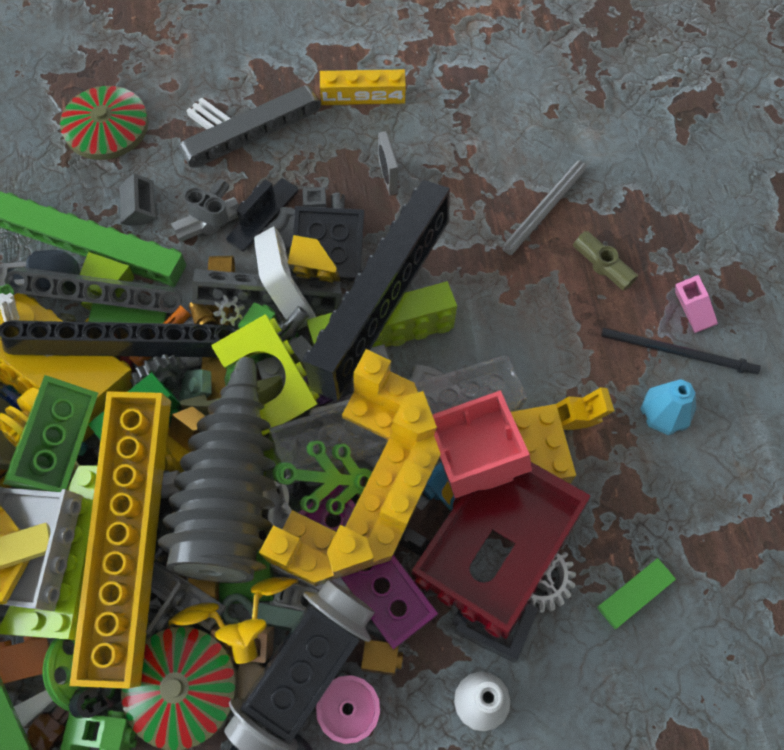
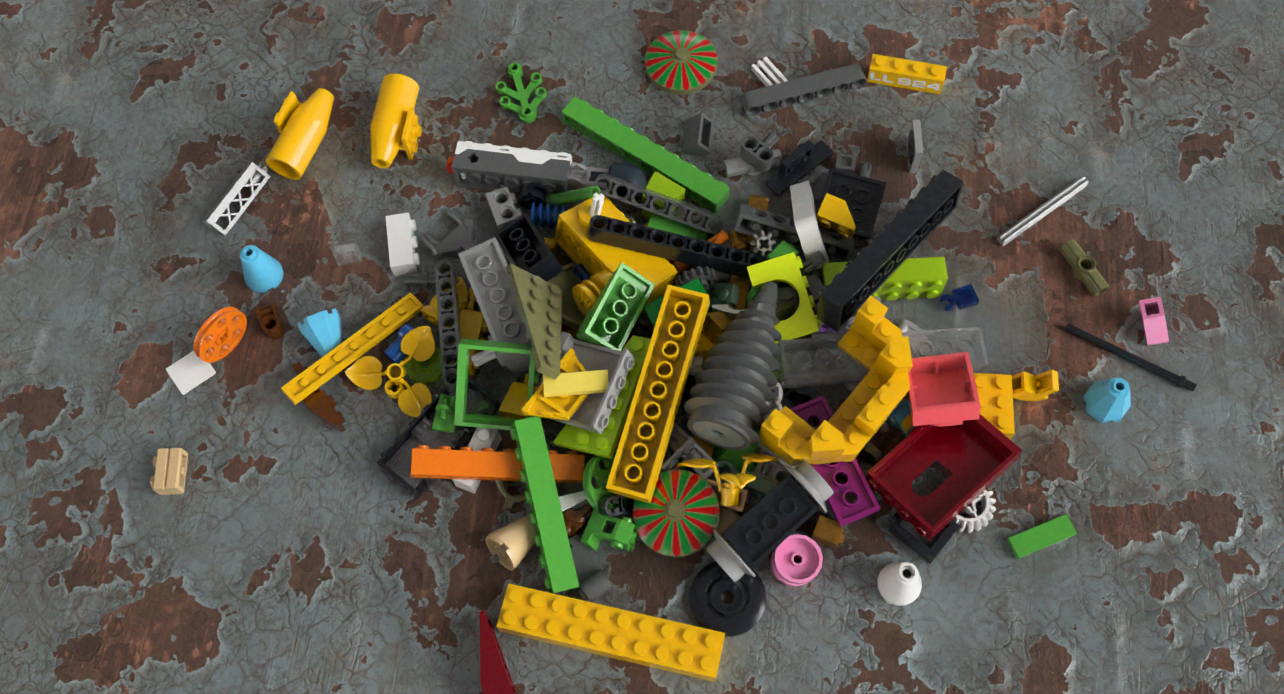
camera: 20 degrees right, 0 degrees up
(330, 478) = (819, 388): bright green plant -> none
(478, 324) = (962, 297): none -> clear blue plate

